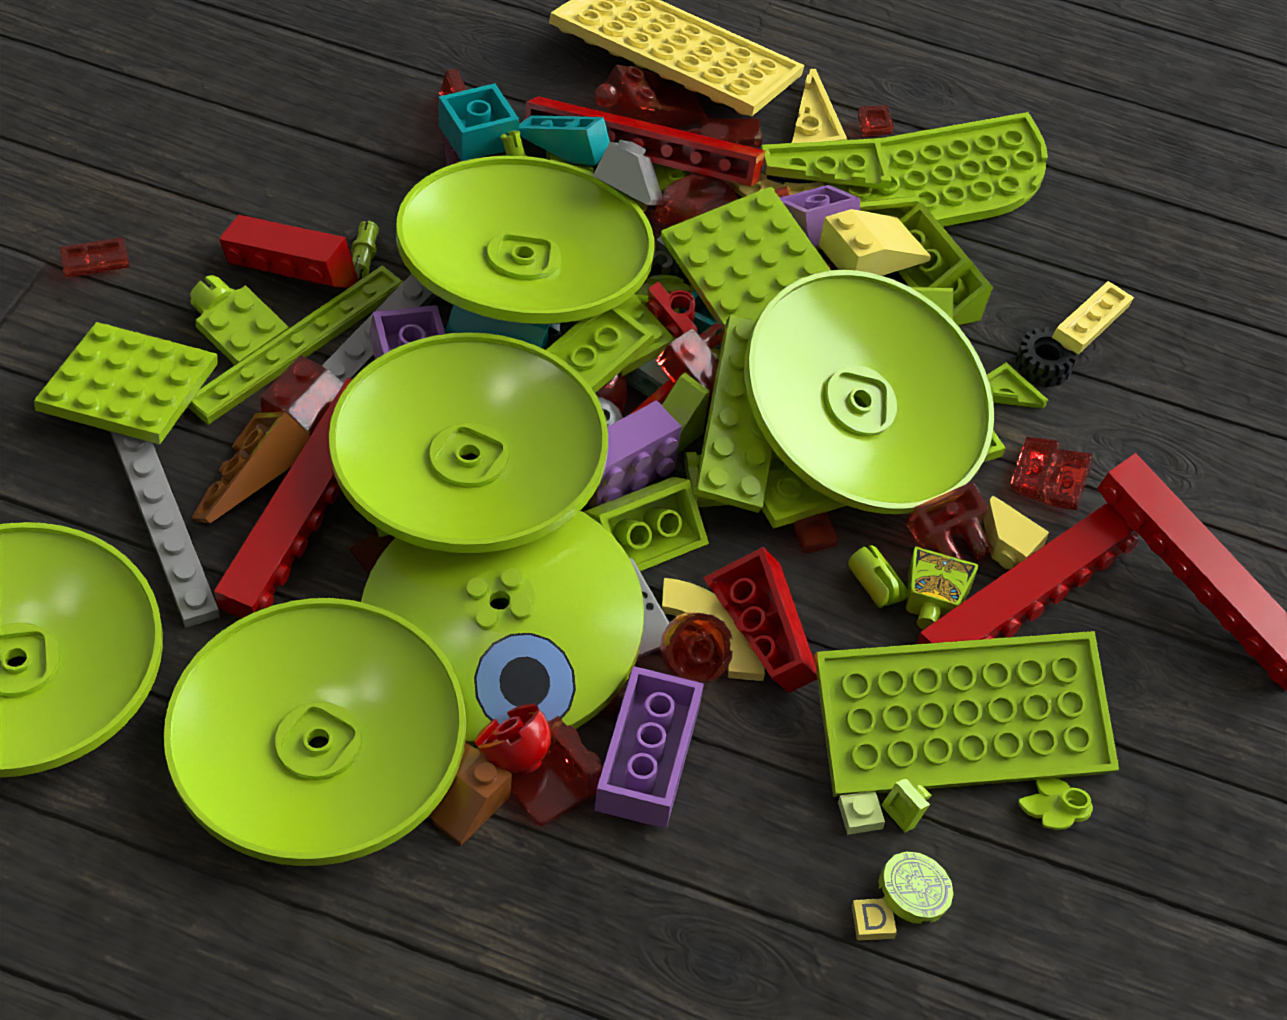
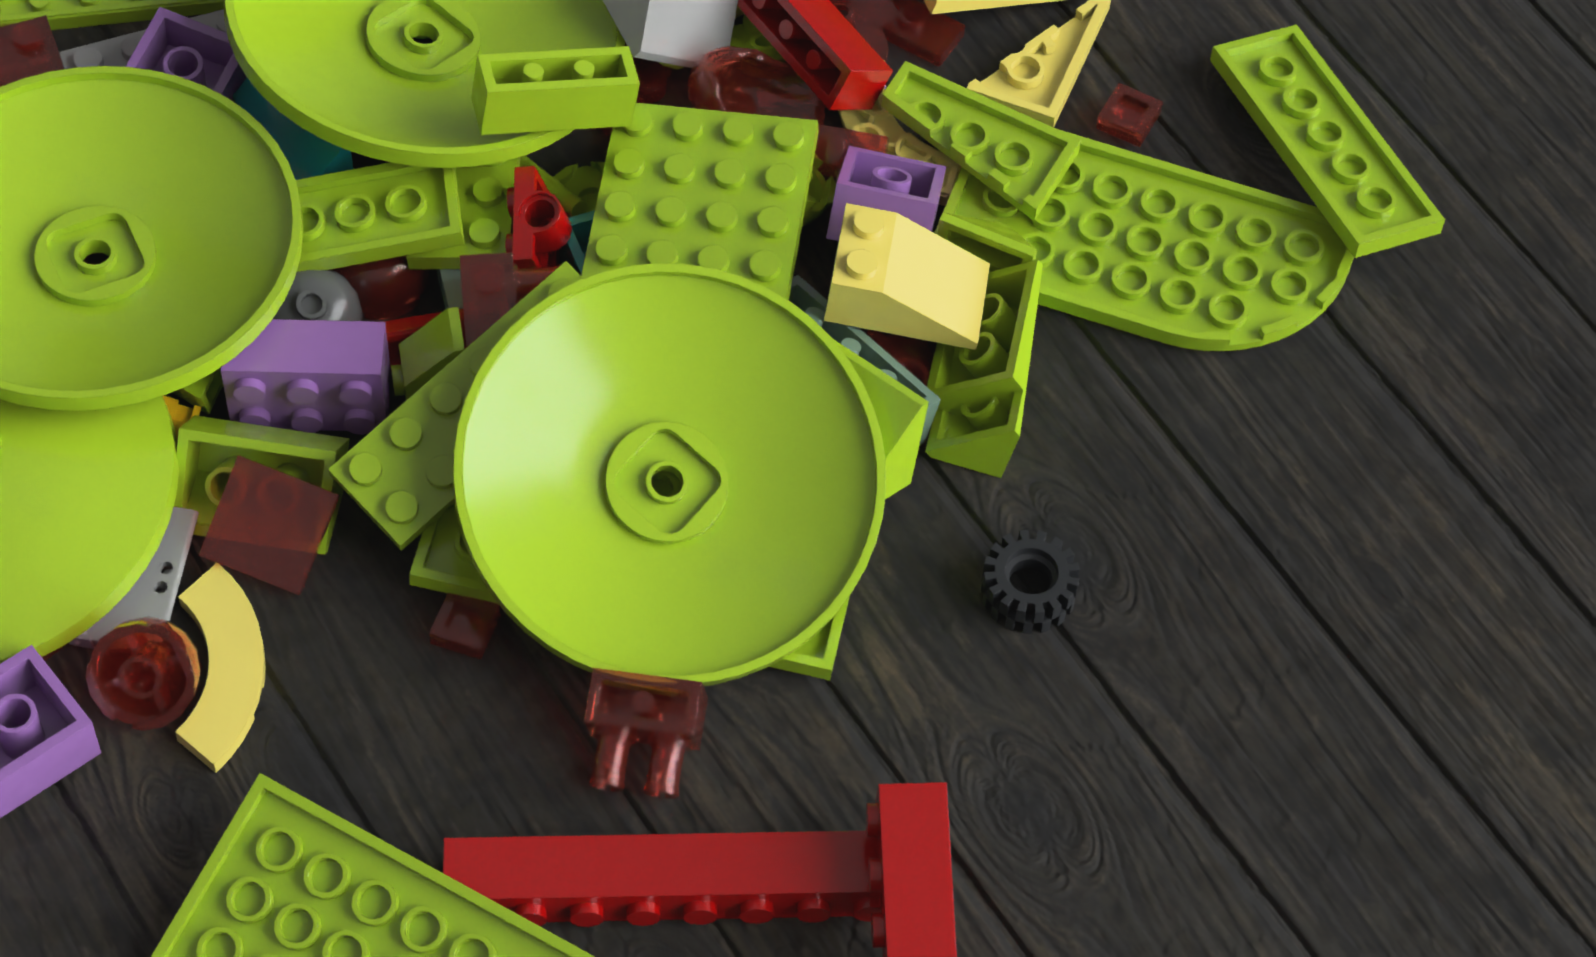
camera: 40 degrees right, 5 degrees up
(647, 233) = (554, 90): none -> lime brick
(679, 540) = (269, 525): none -> clear red tile
(764, 612) = (281, 692): red wedge -> none
(877, 577) = (483, 725): lime arm -> none
(937, 585) = (546, 793): lime torso -> none
(977, 83) = (1327, 141): none -> lime plate
(1011, 534) = (715, 790): light yellow slope -> none
(1012, 389) = (932, 588): lime tile -> none
(1051, 473) = (871, 742): clear red slope -> none
(1092, 317) = (1140, 564): light yellow plate -> none

